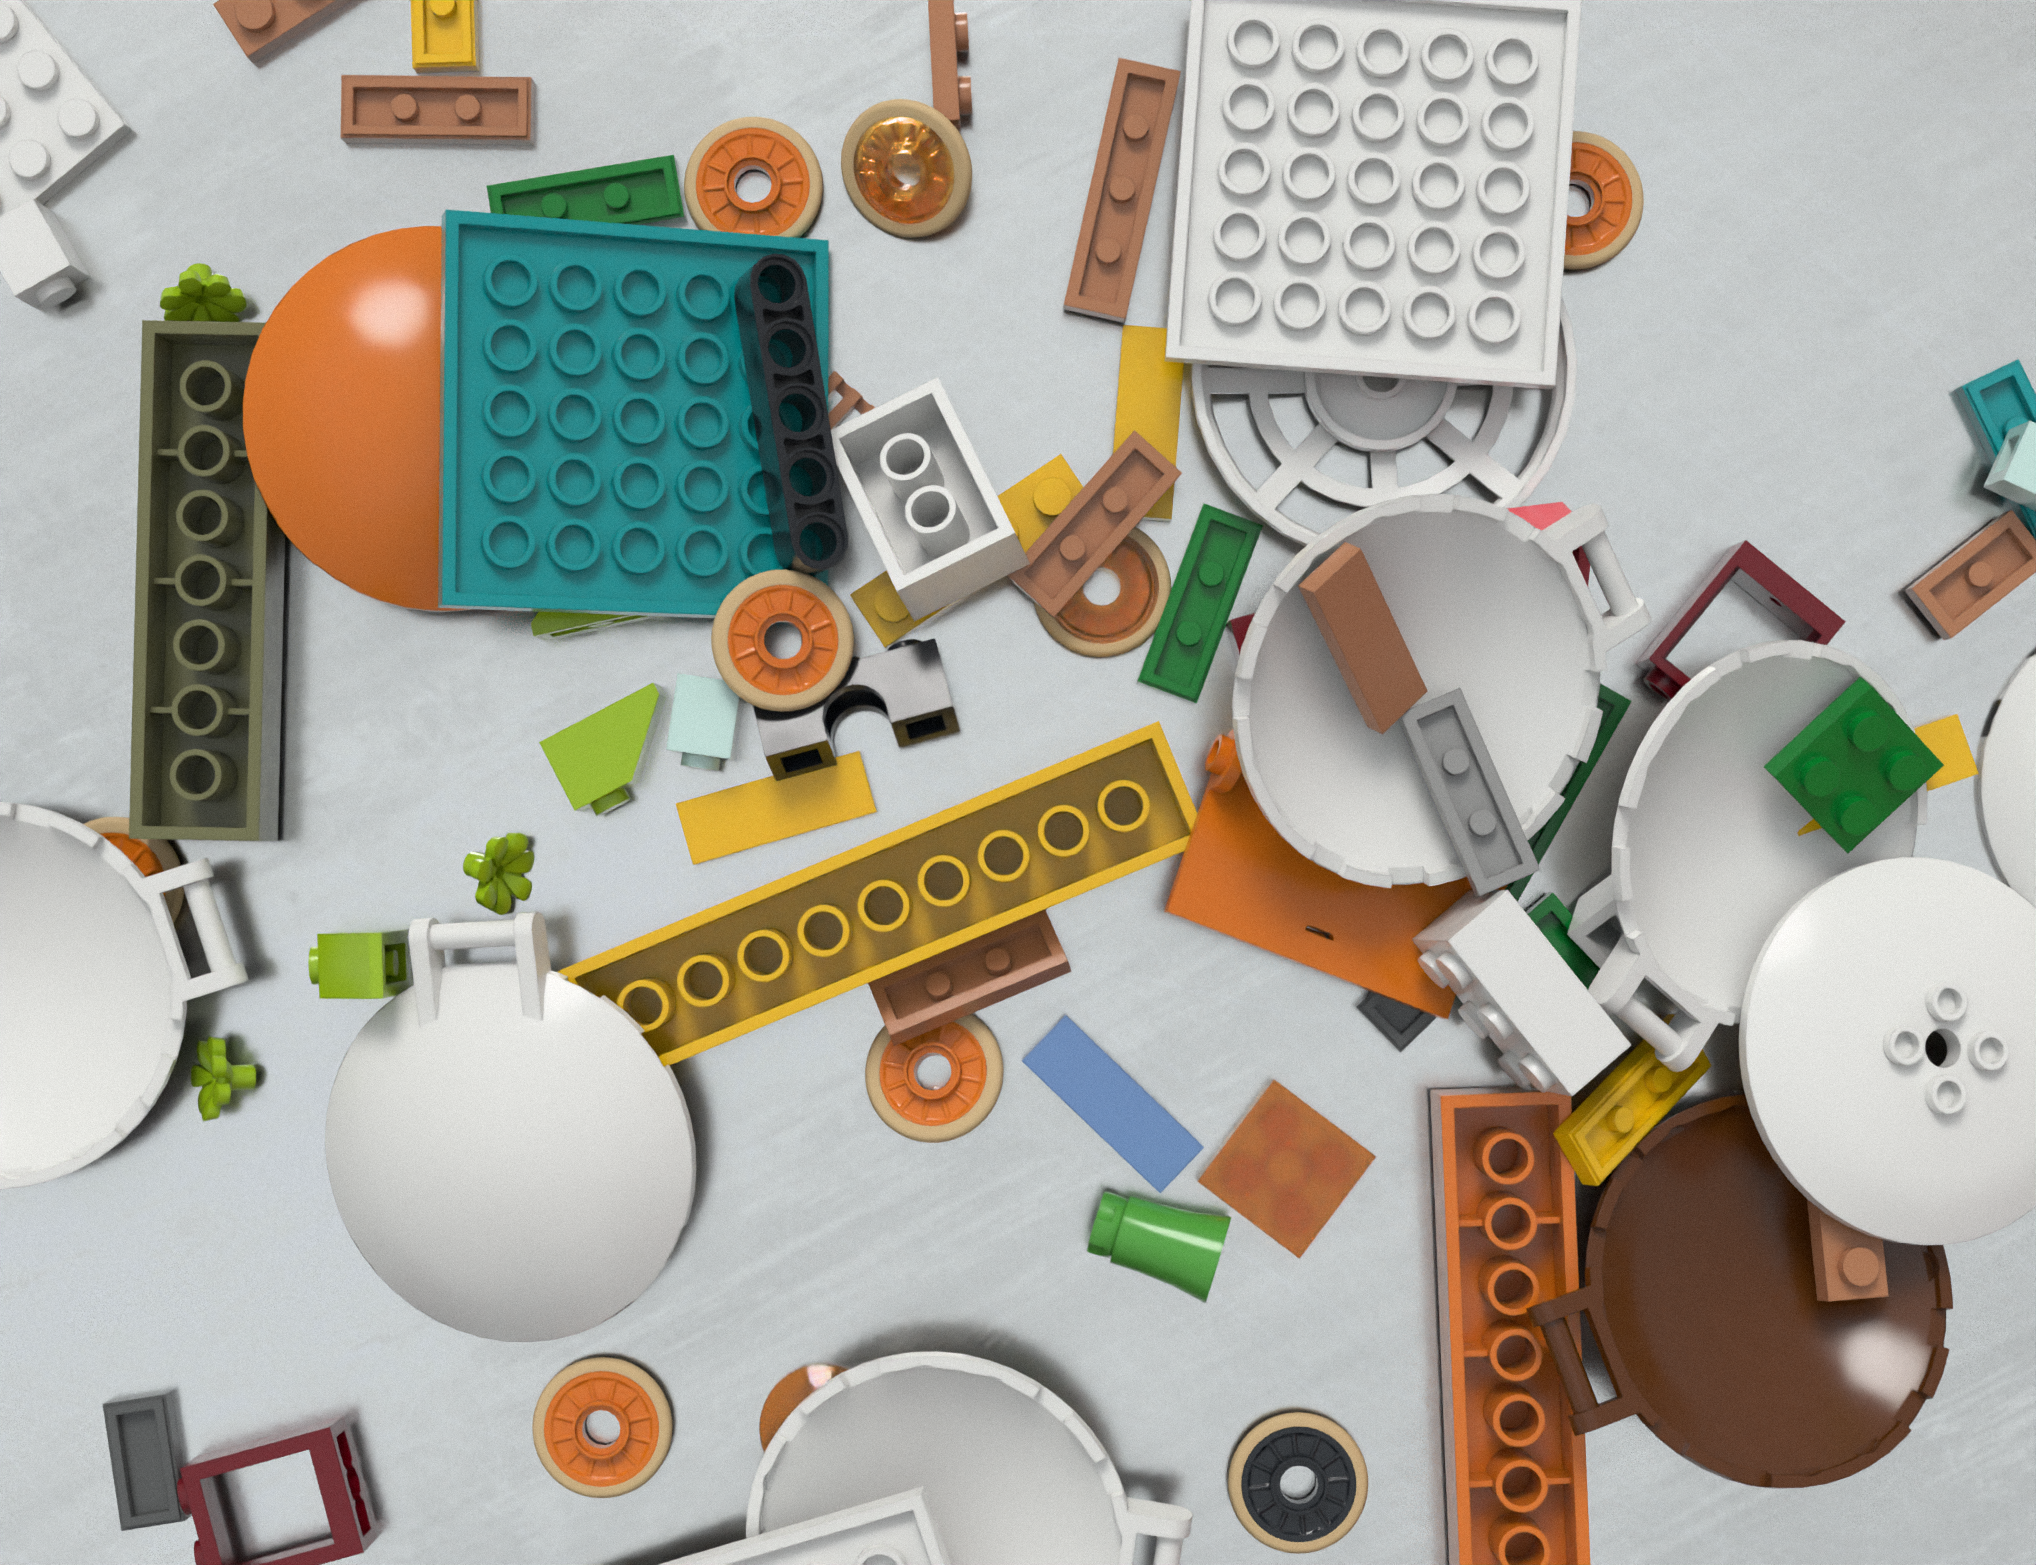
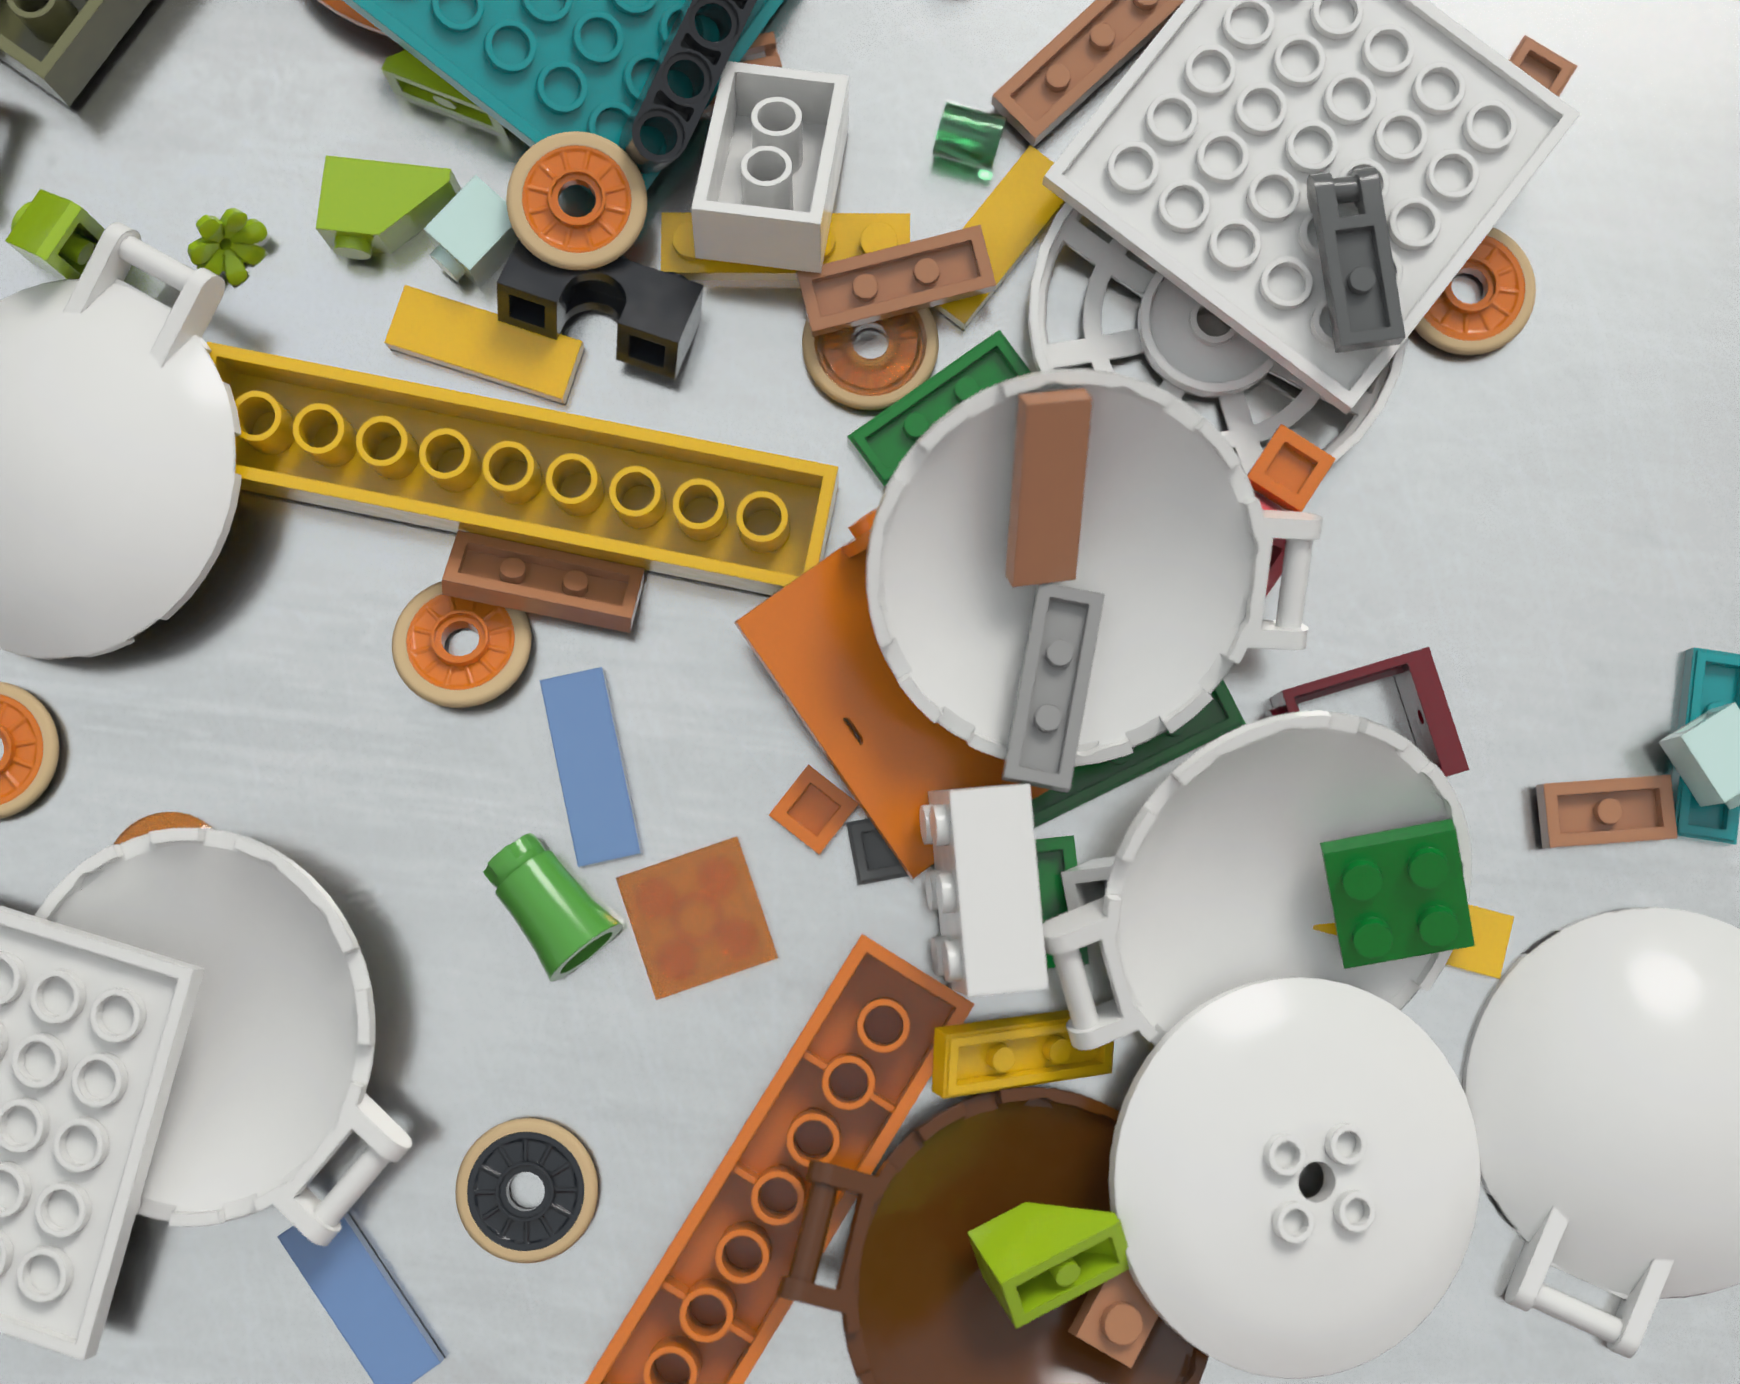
camera: 30 degrees right, 5 degrees down
(1067, 352) = (969, 136): none -> clear green piece
(1323, 1015) = (813, 809): none -> orange plate
(1479, 258) = (1356, 261): none -> dark grey plate
(1535, 471) = (1289, 469): none -> orange plate
(1764, 1254) = (1047, 1256): none -> lime slope

